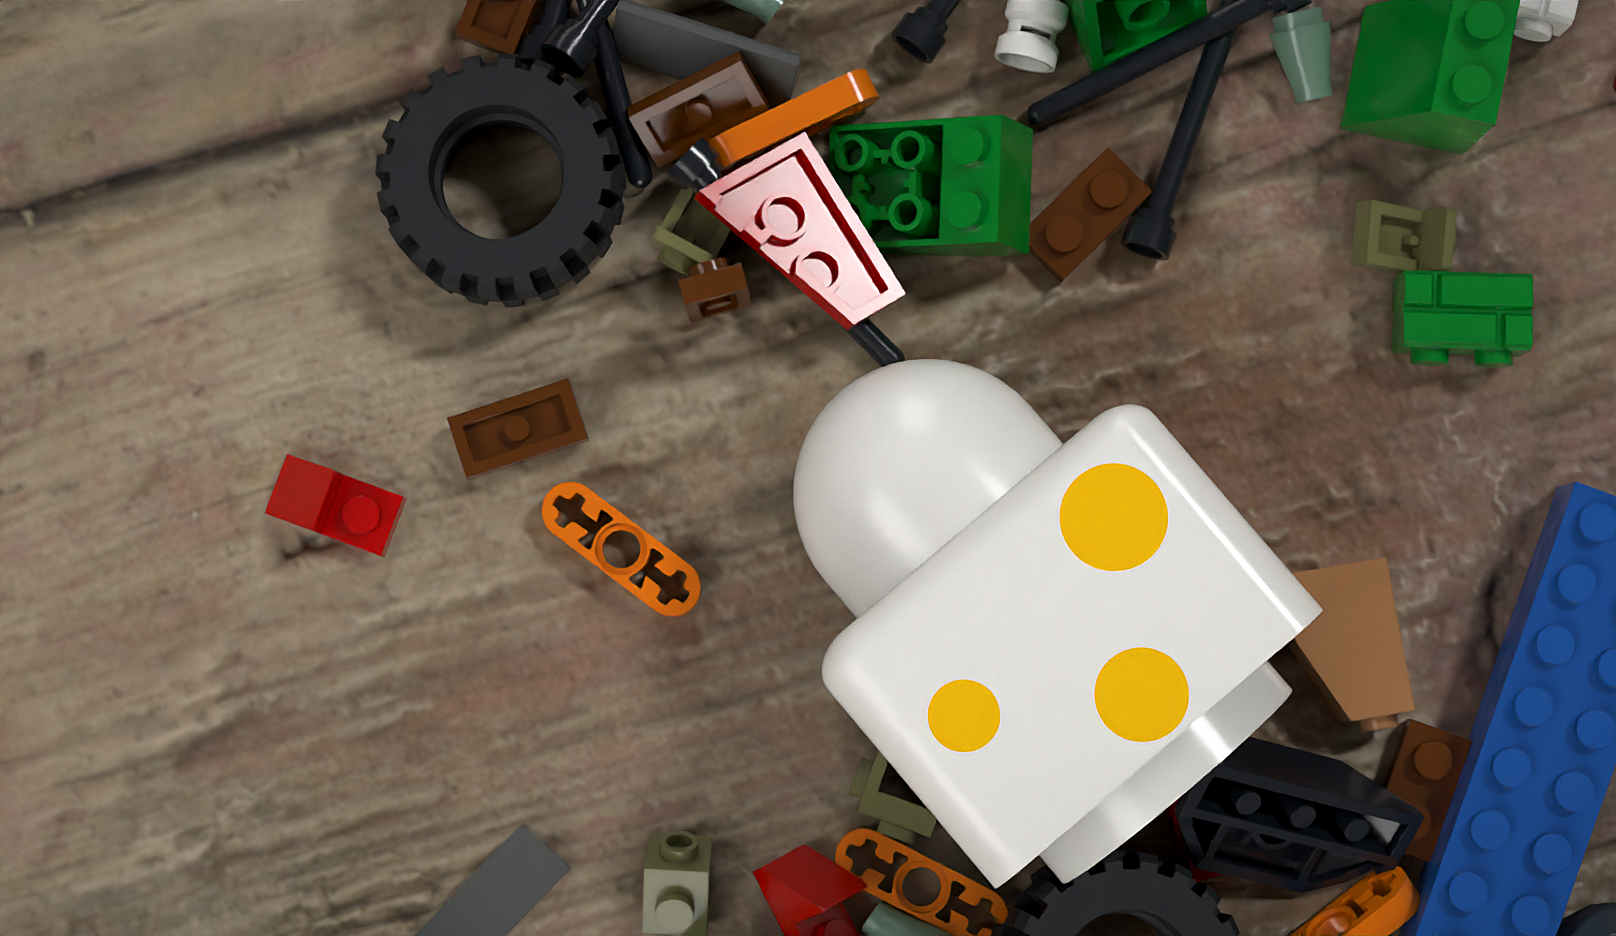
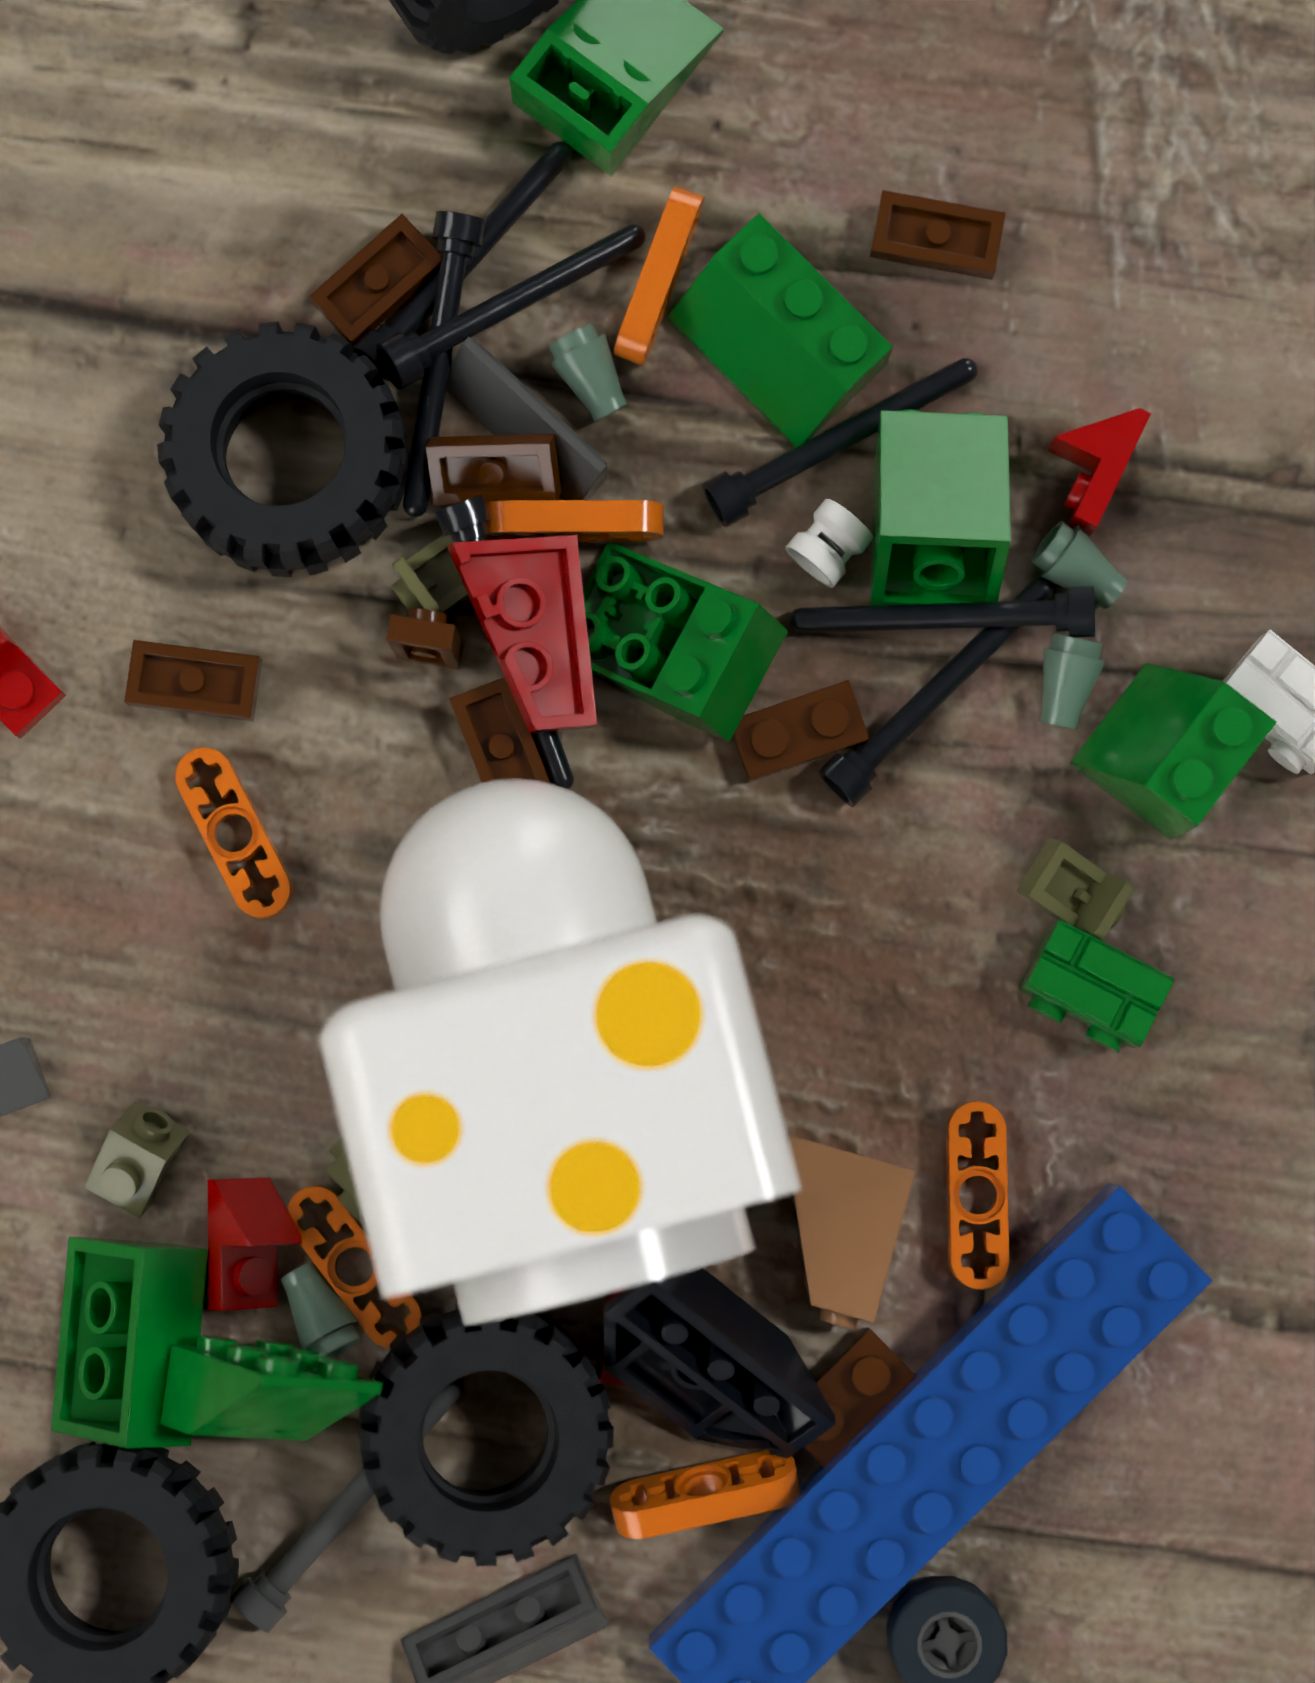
camera: 20 degrees right, 0 degrees up
(817, 347) = (497, 734): none -> reddish brown plate
(1454, 603) = (963, 1243): none -> orange beam

